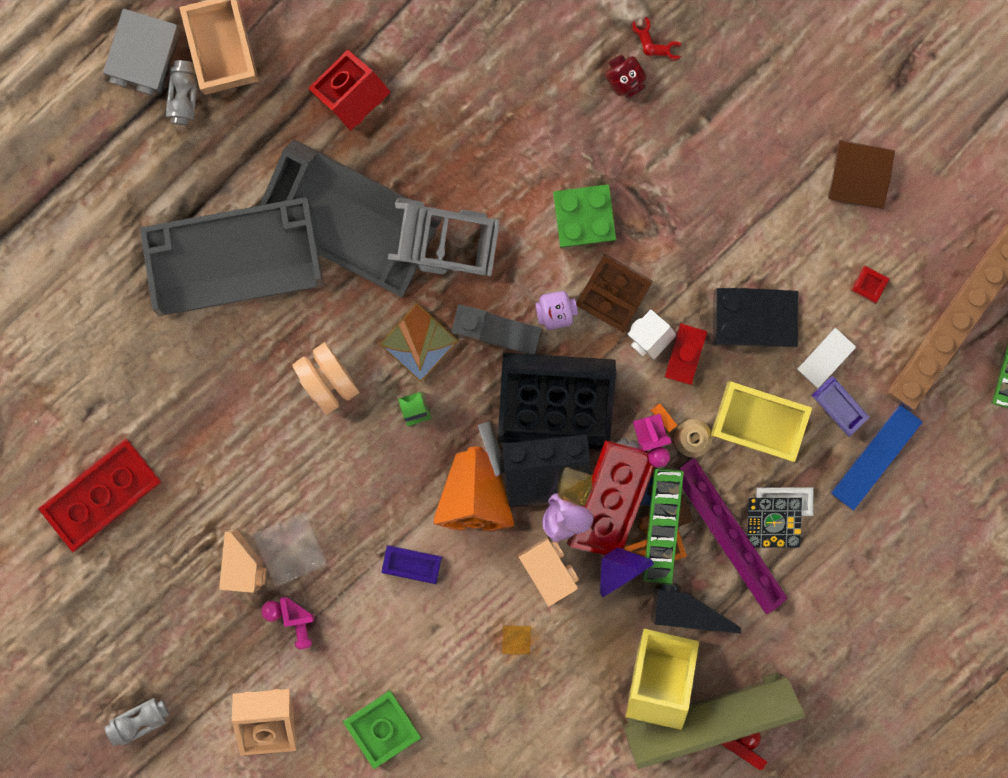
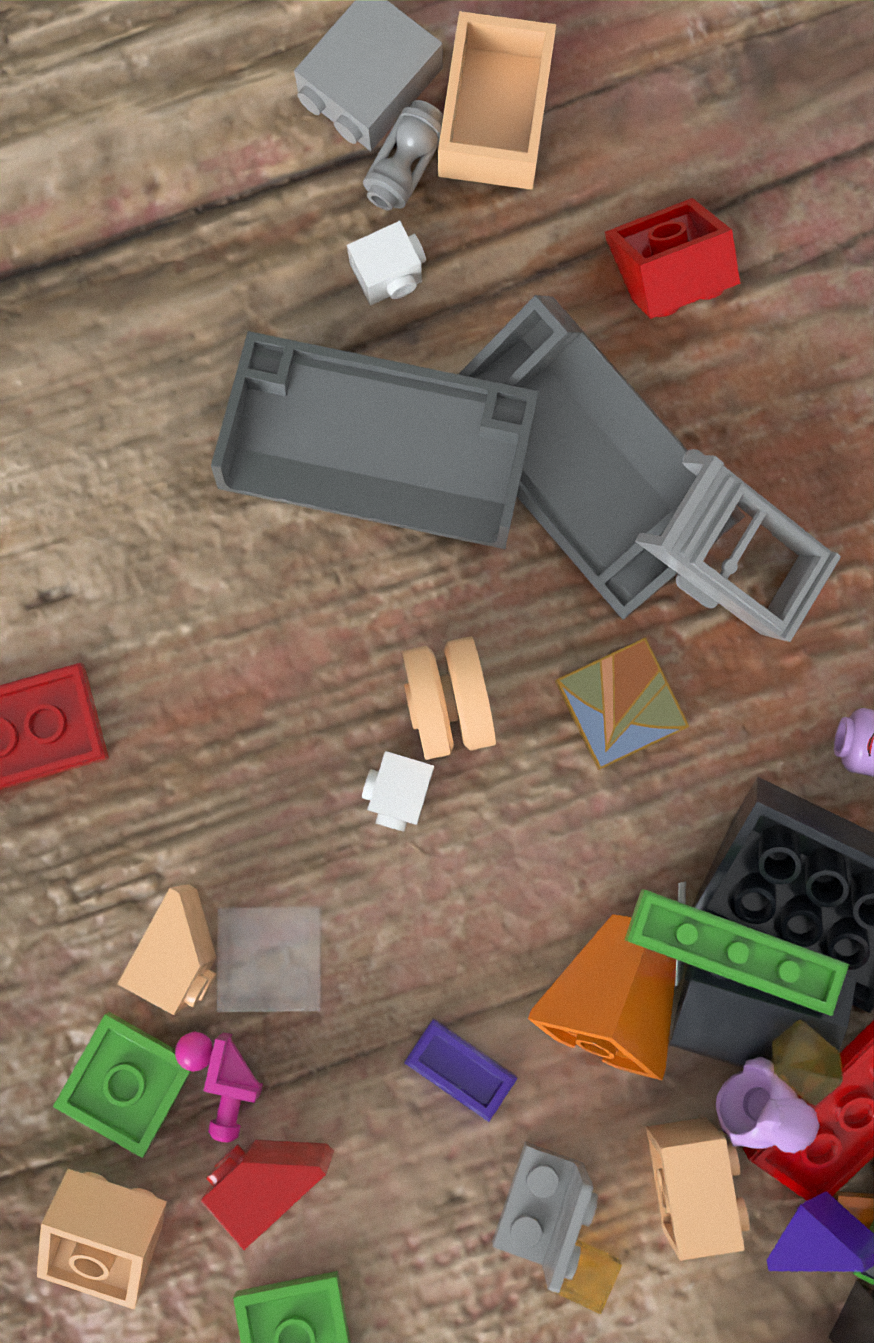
camera: 25 degrees right, 5 degrees down
(198, 156) = (387, 263): none -> white brick
(243, 642) = (123, 1085): none -> bright green plate
(320, 436) = (397, 790): none -> white brick
(332, 659) = (262, 1183): none -> red slope
(414, 408) = (573, 809): bright green leg -> none
(478, 615) = (545, 1212): none -> light grey bracket
(495, 330) = (744, 720): dark grey arch -> none
(518, 447) = (736, 952): none -> bright green tile

